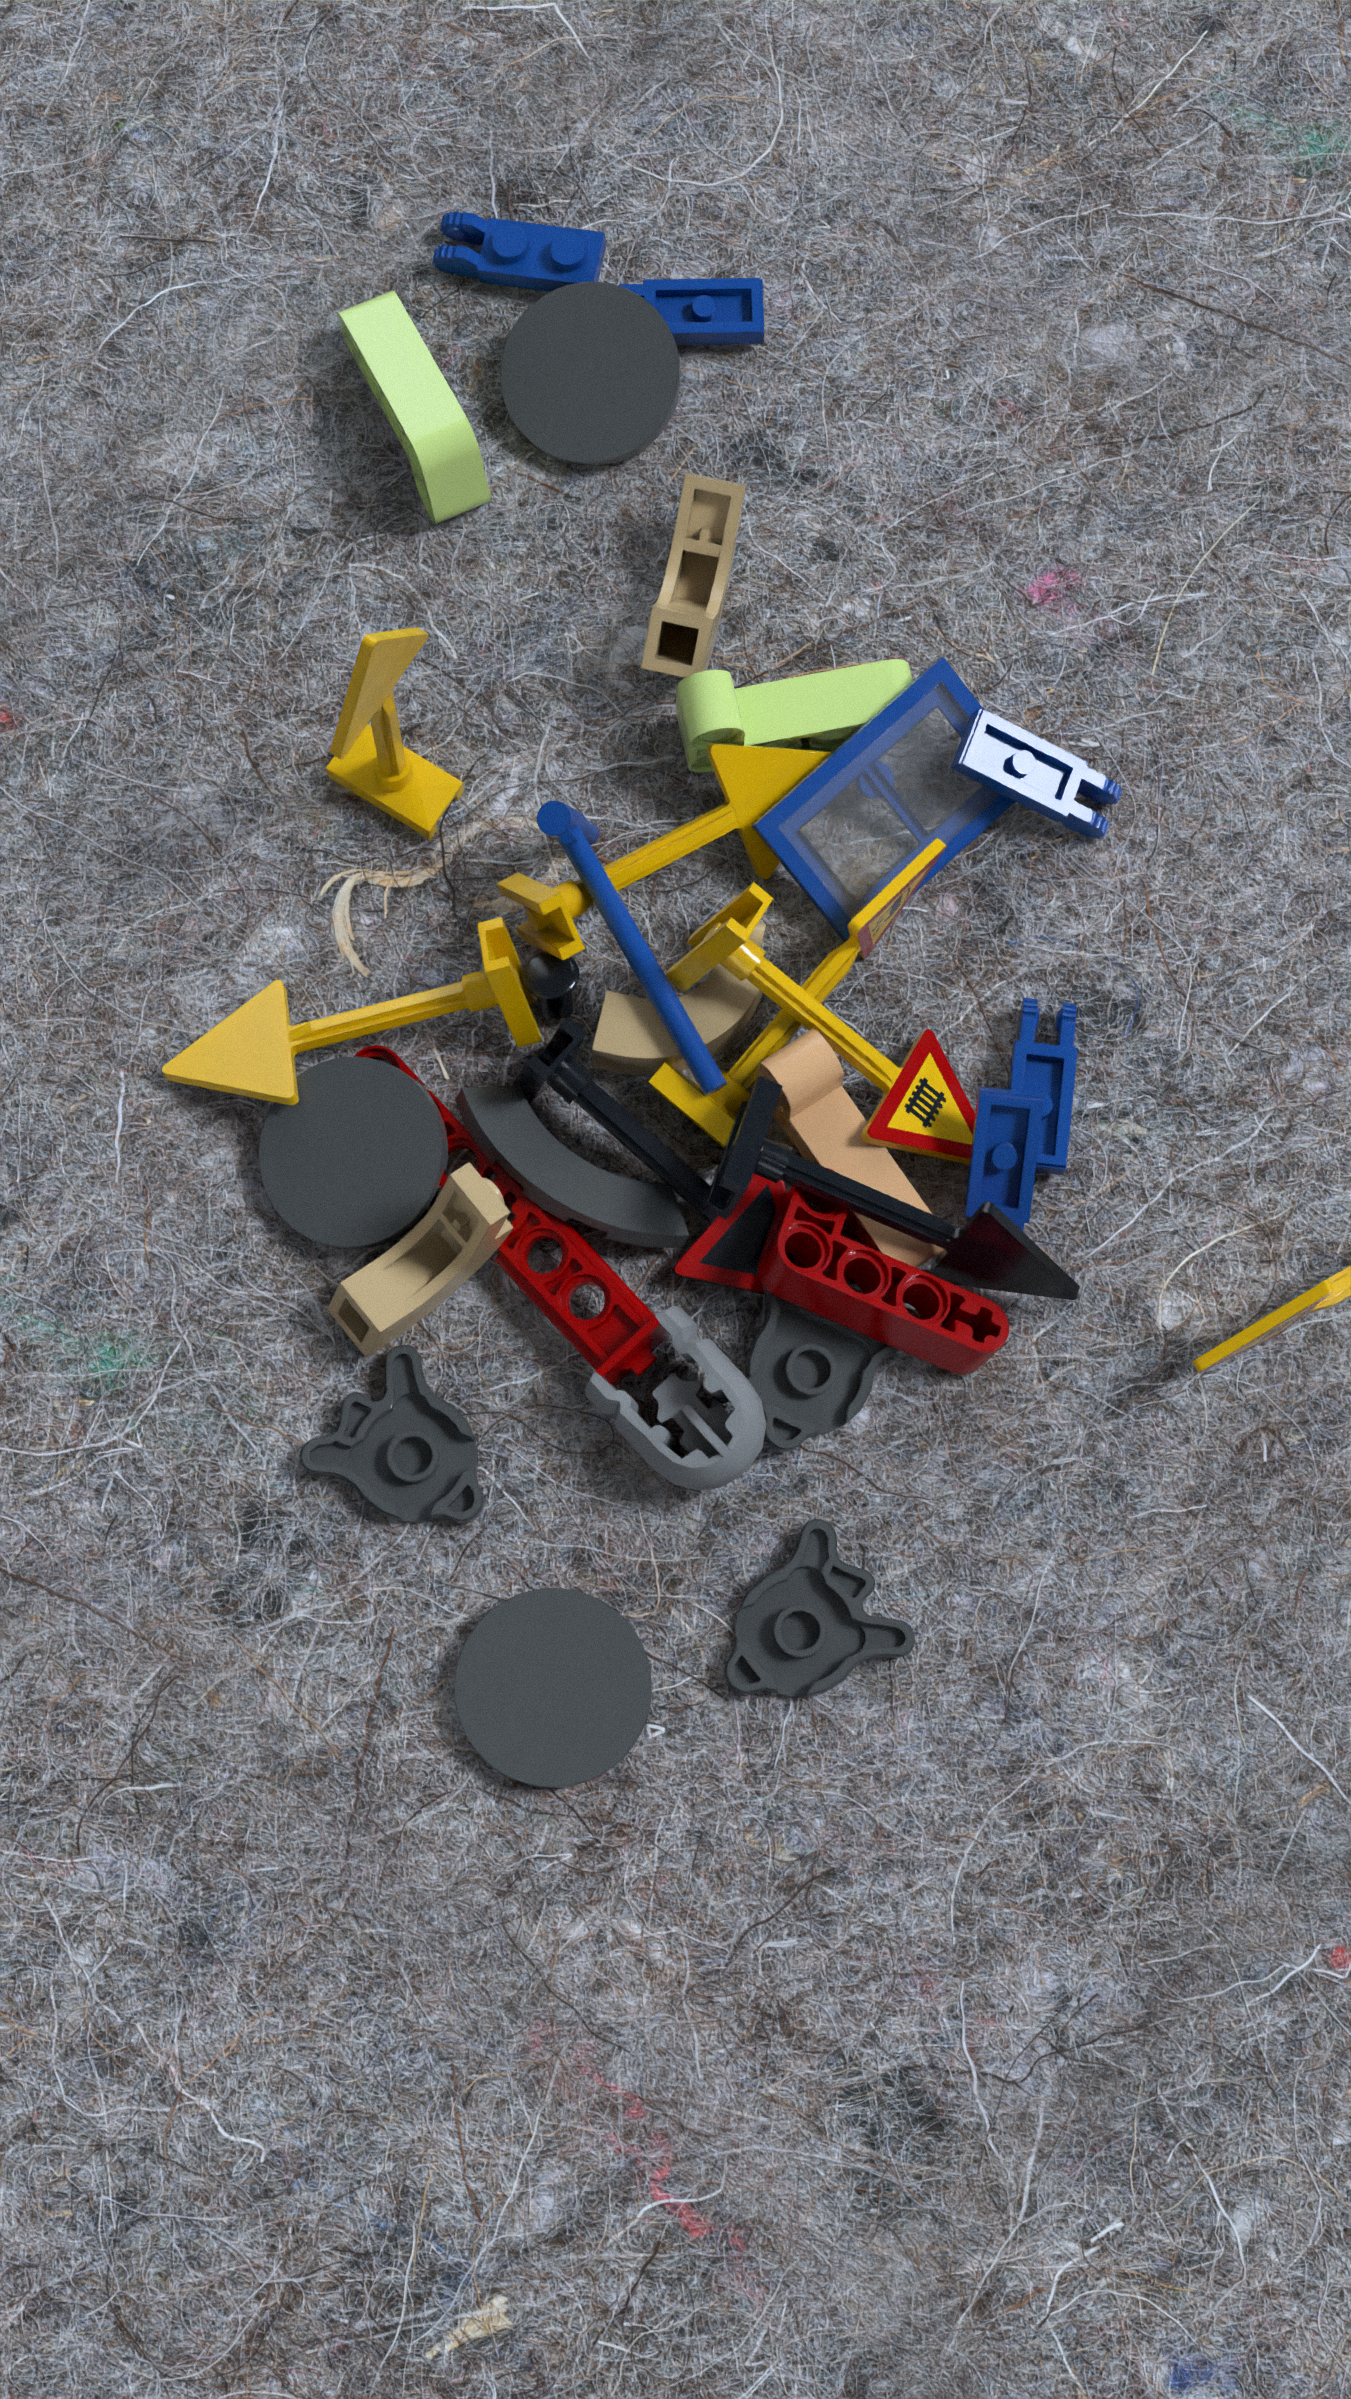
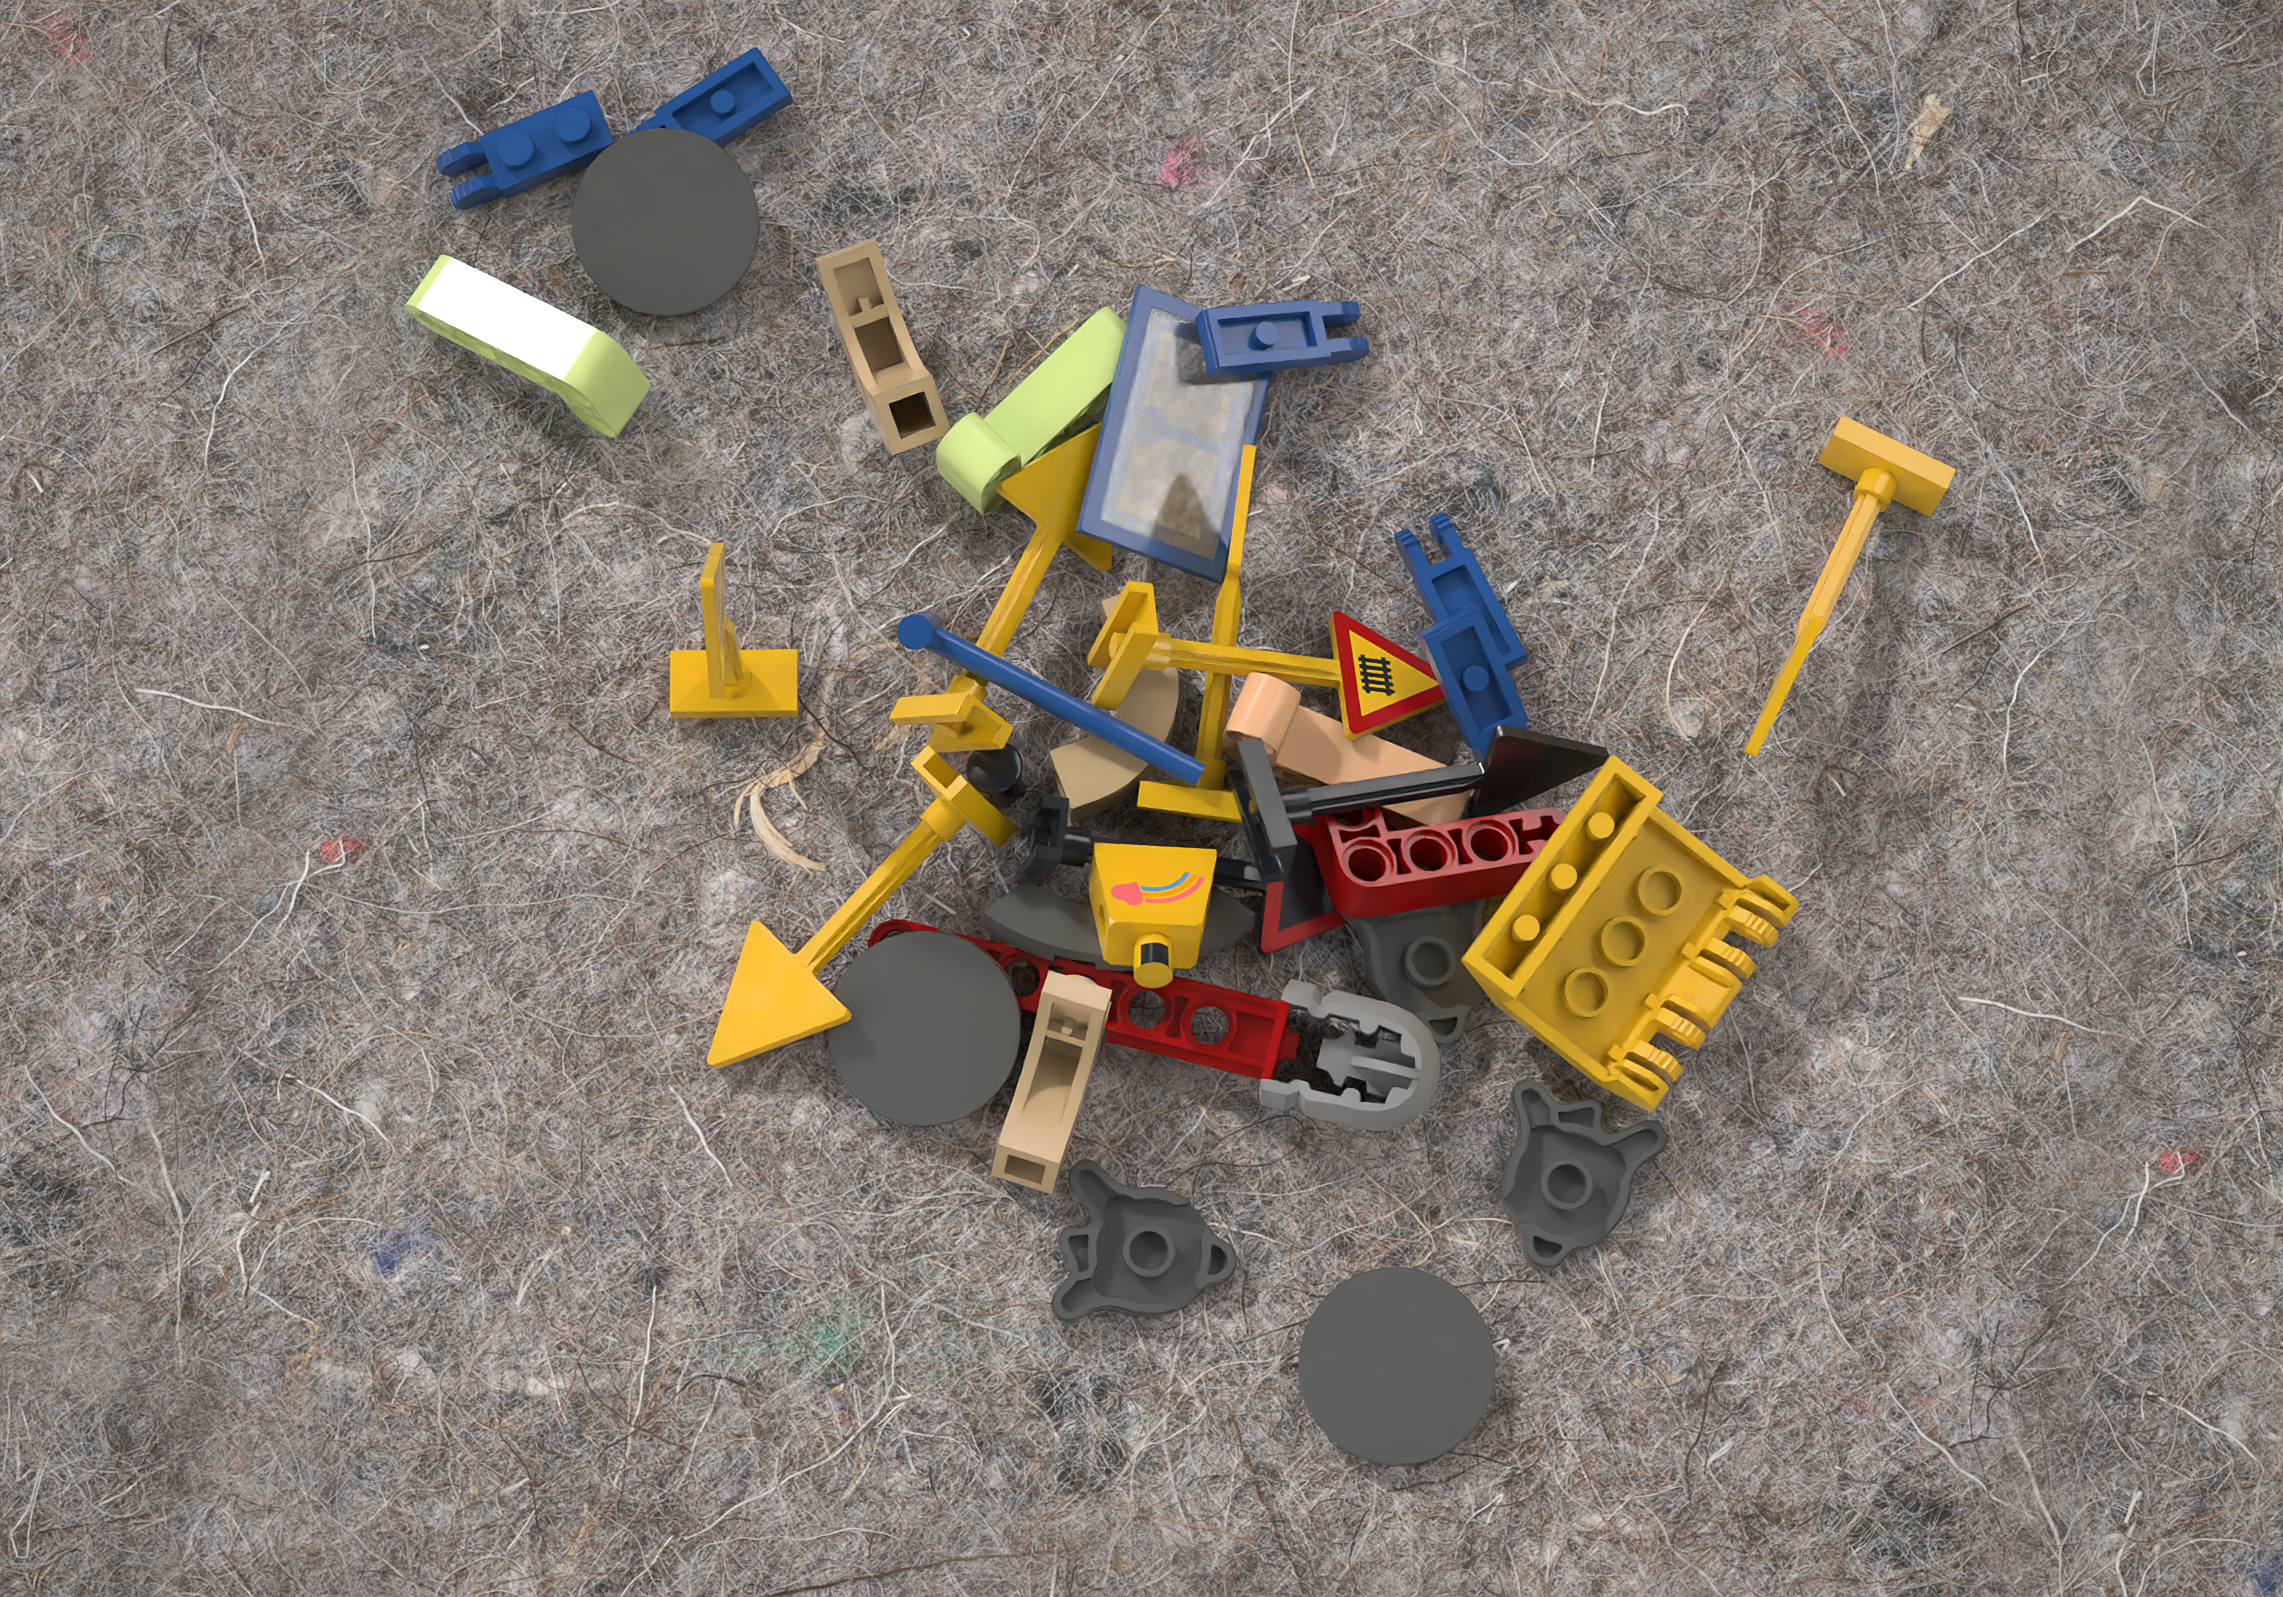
camera: 35 degrees left, 0 degrees up
(602, 1172) = (1151, 906): none -> yellow torso
(985, 1451) = (1624, 937): none -> yellow slope

